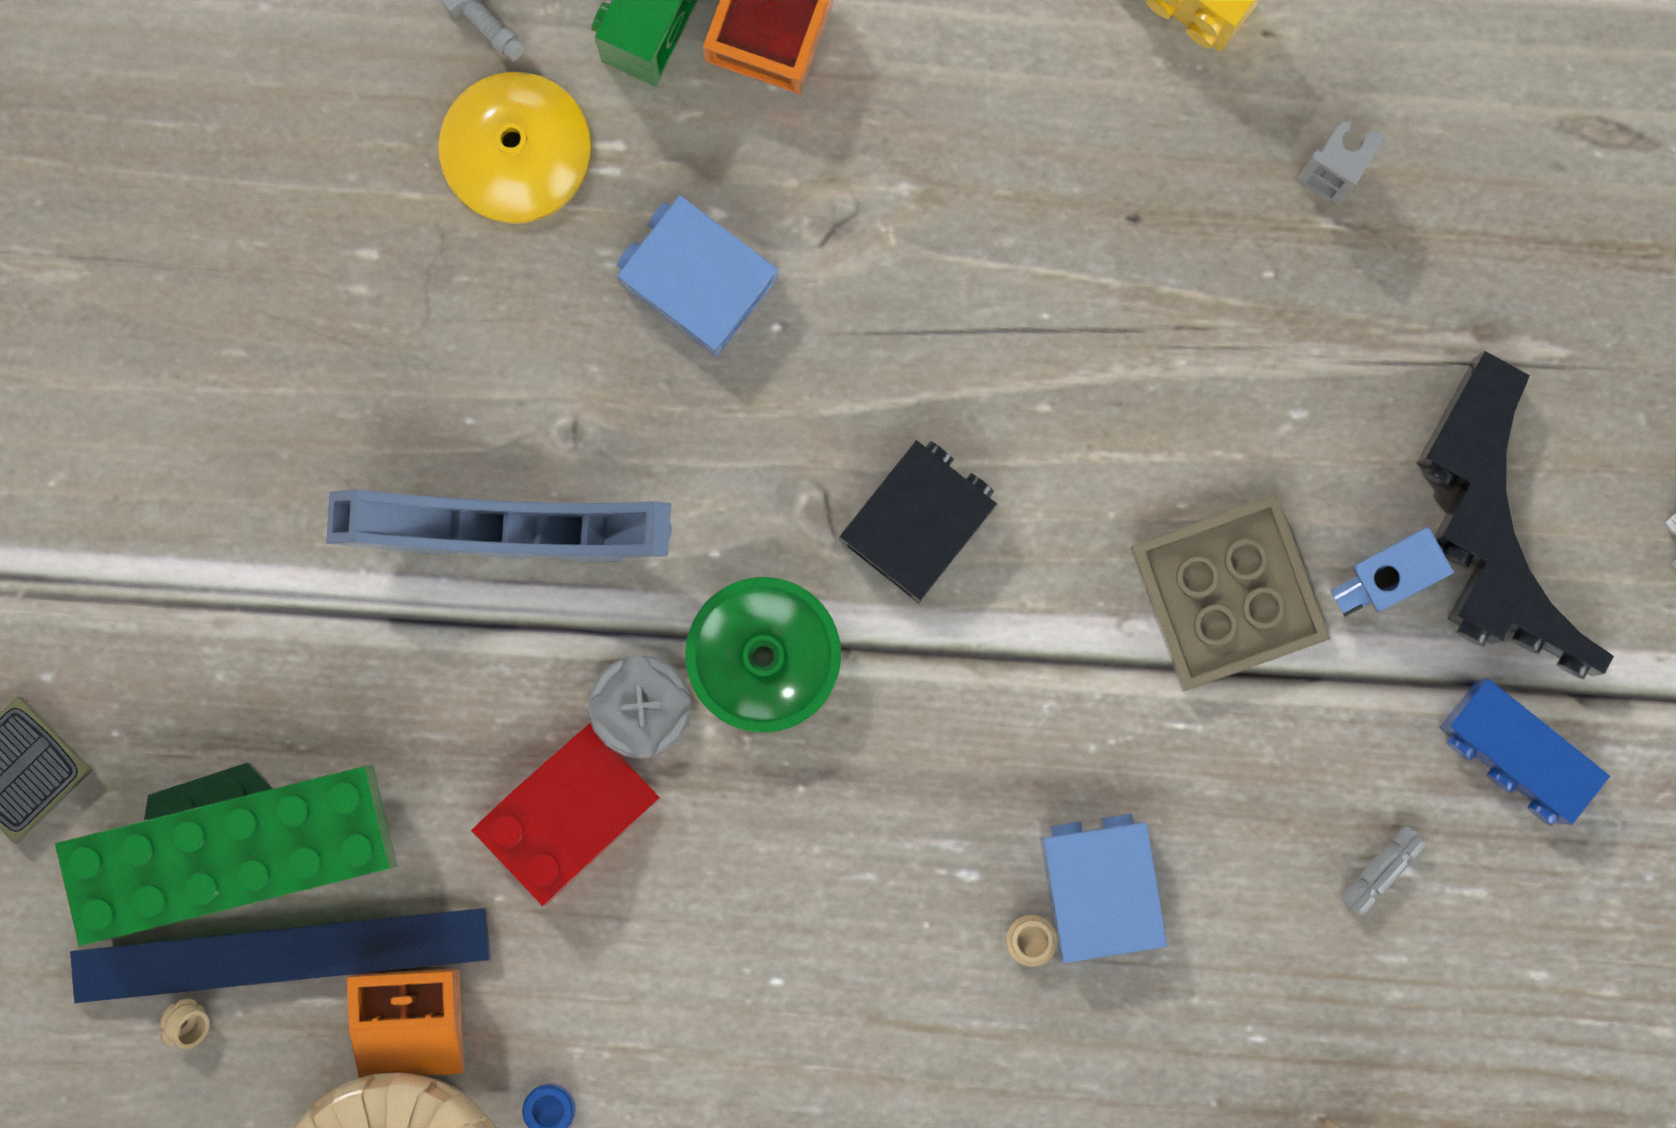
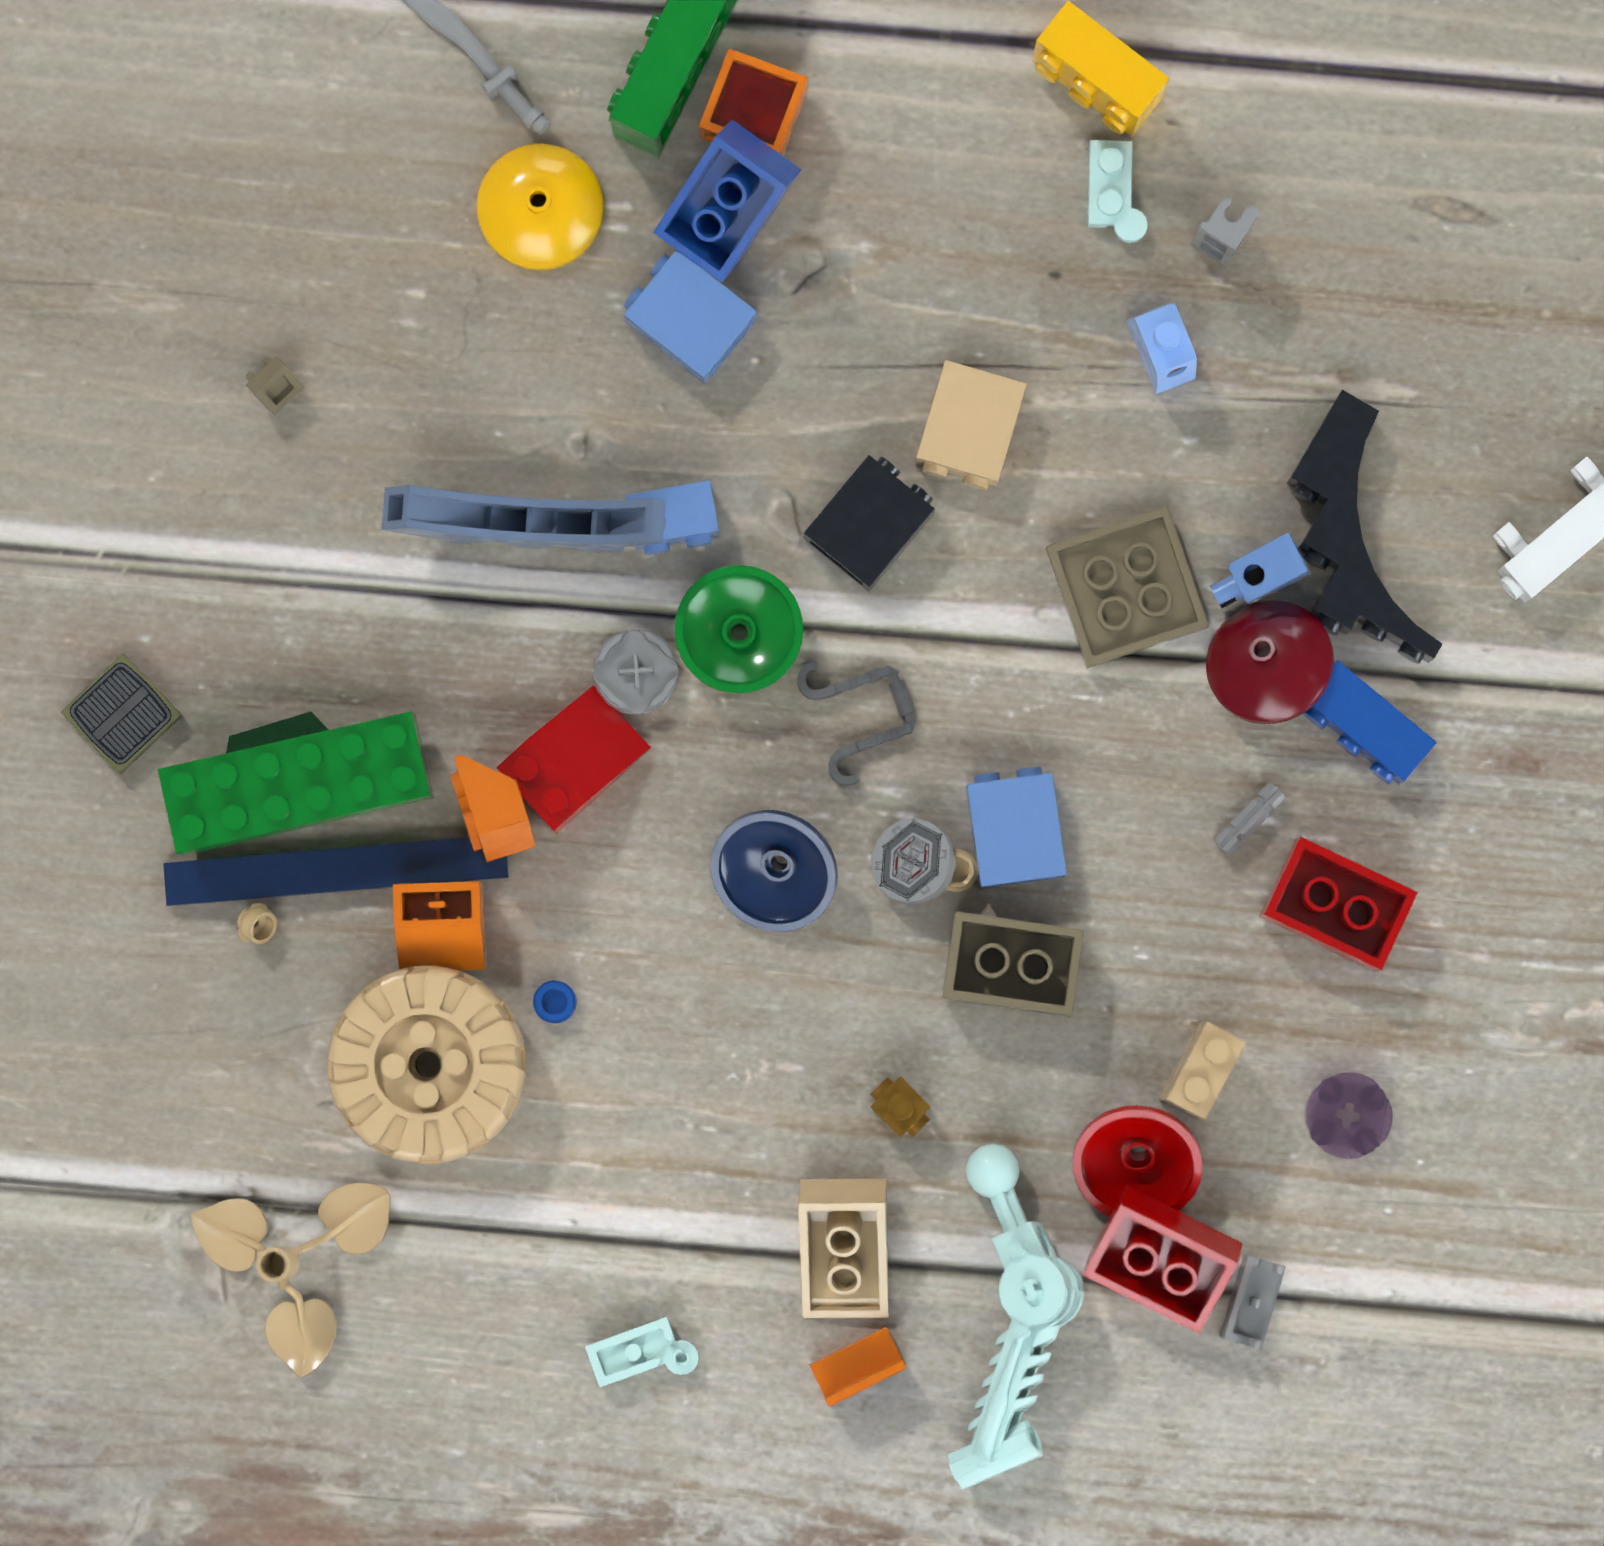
camera: 10 degrees right, 0 degrees up
(196, 367) = (274, 384): none -> dark tan tile
(471, 883) = (496, 812): none -> orange slope
(698, 516) = (688, 516): none -> medium blue brick
(738, 135) = (727, 200): none -> blue brick
(809, 971) = (761, 888): none -> dark blue dish
(960, 732) = (901, 699): none -> flat silver piece
(980, 931) = (913, 861): none -> tile
(1037, 401) = (970, 425): none -> tan brick
(1104, 1057) = (1013, 964): none -> dark tan brick
(1198, 116) = (1111, 190): none -> light aqua hinge
(1268, 302) = (1164, 347): none -> light blue torso
(1410, 712) = (1283, 681): none -> dark red dish
(1496, 975) = (1338, 904): none -> red brick

